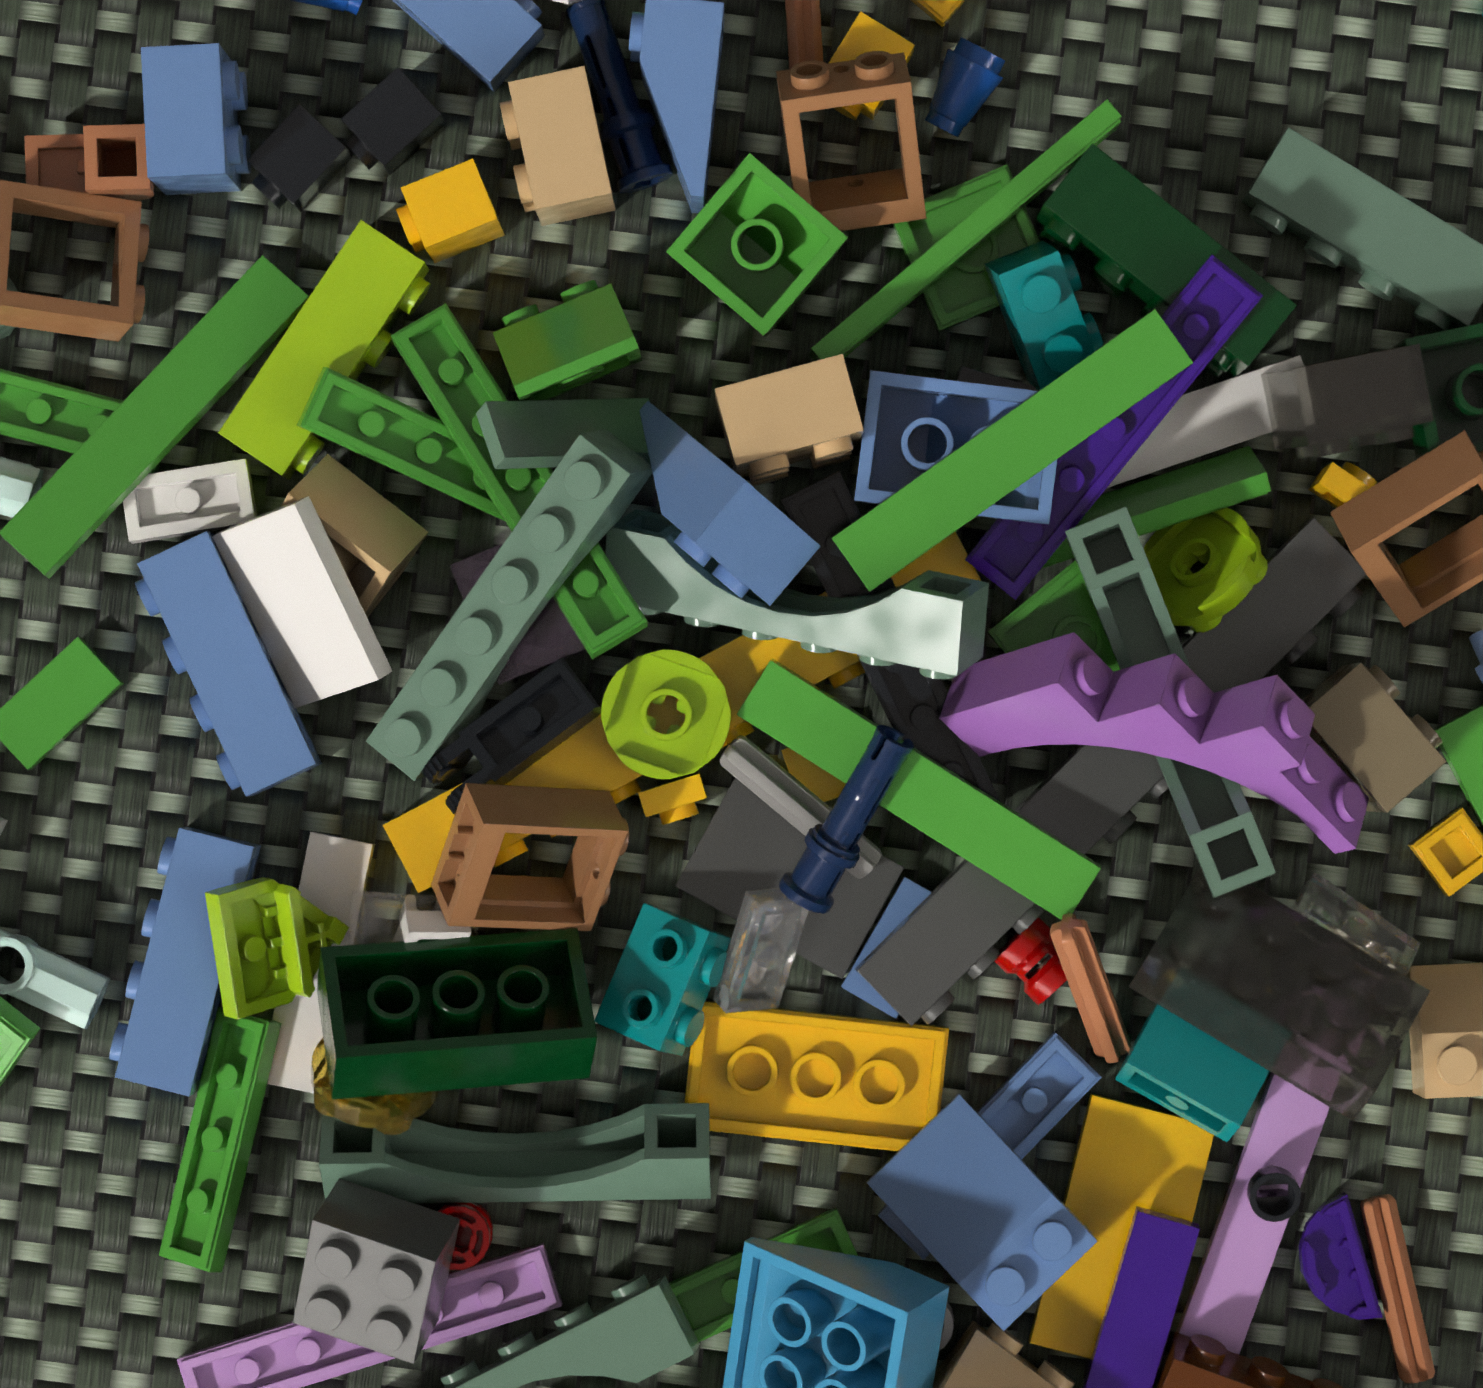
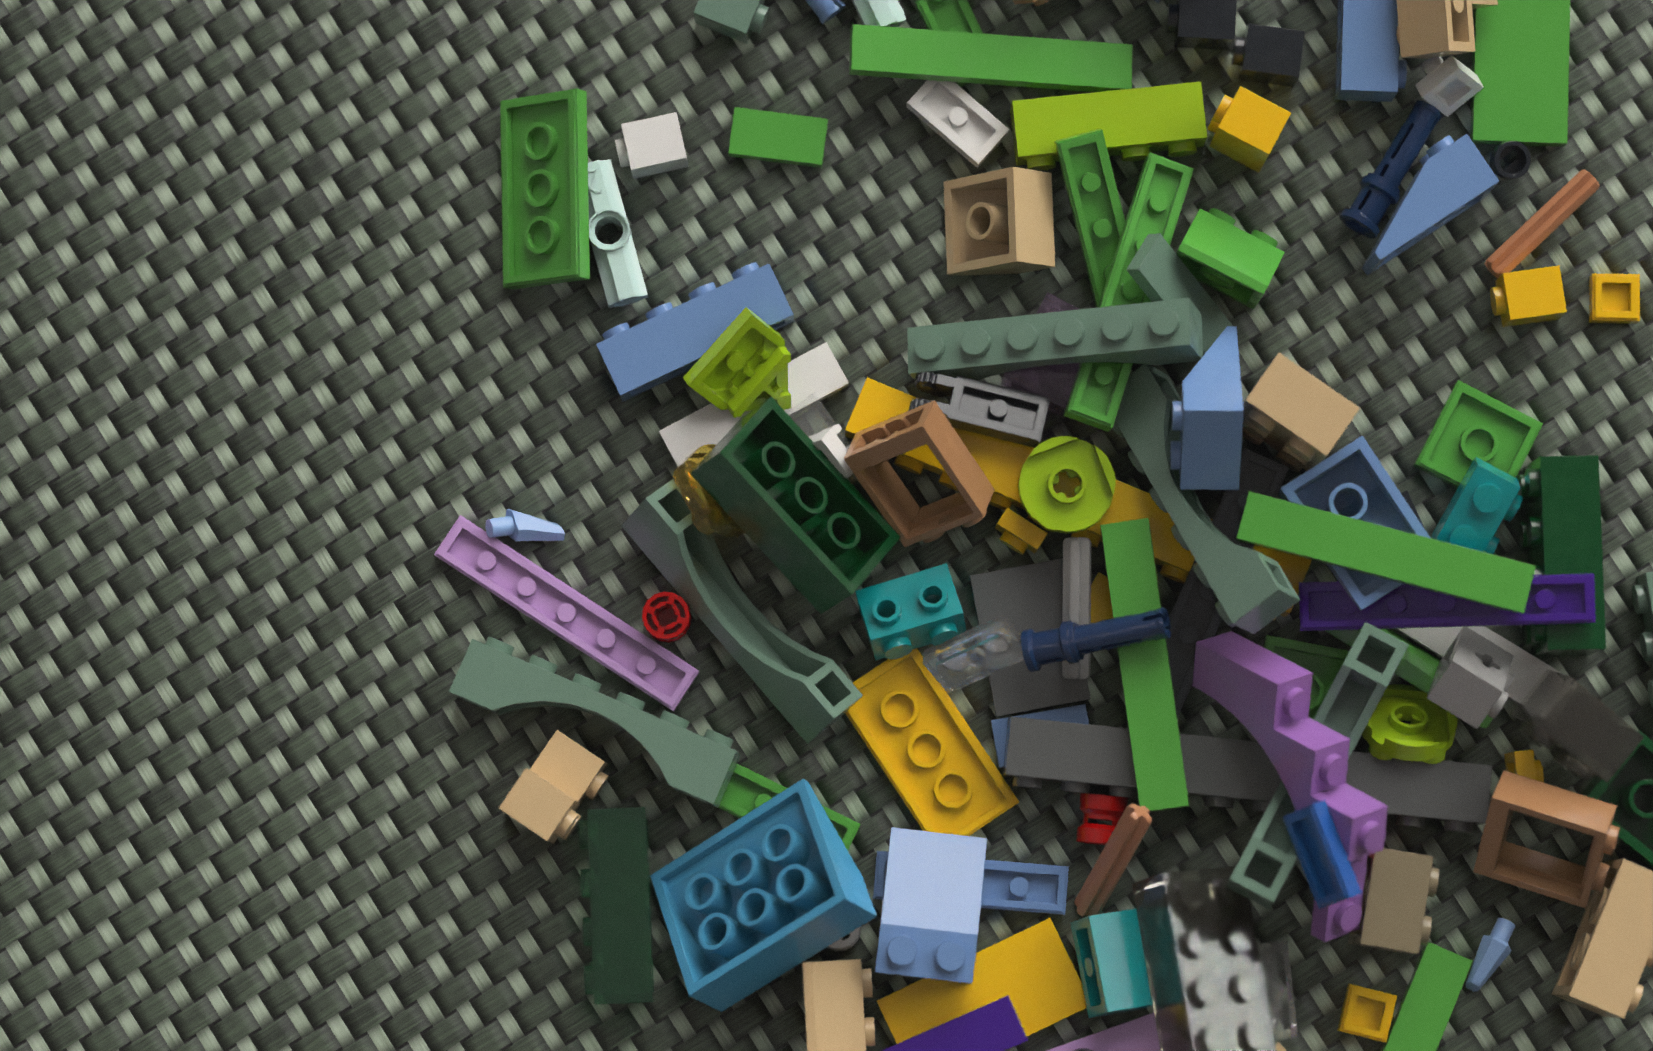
camera: 50 degrees right, 5 degrees down
(219, 1141) = (607, 435): bright green tile -> none
(227, 665) = (884, 216): medium blue brick -> none
(244, 1303) = (524, 527): none -> light blue bar
(302, 603) = (955, 227): white tile -> none
(375, 1270) = (610, 582): dark grey brick -> none
(560, 144) = (1332, 167): tan brick -> none
(757, 245) = (1377, 317): bright green slope -> none
(862, 198) = (1449, 353): medium nougat window -> none
(963, 86) = (1566, 361): blue cone -> none
(968, 234) = (1485, 432): bright green tile -> none
(1211, 465) = (1472, 678): none -> light grey brick
(1269, 783) = (1322, 854): none -> blue tile

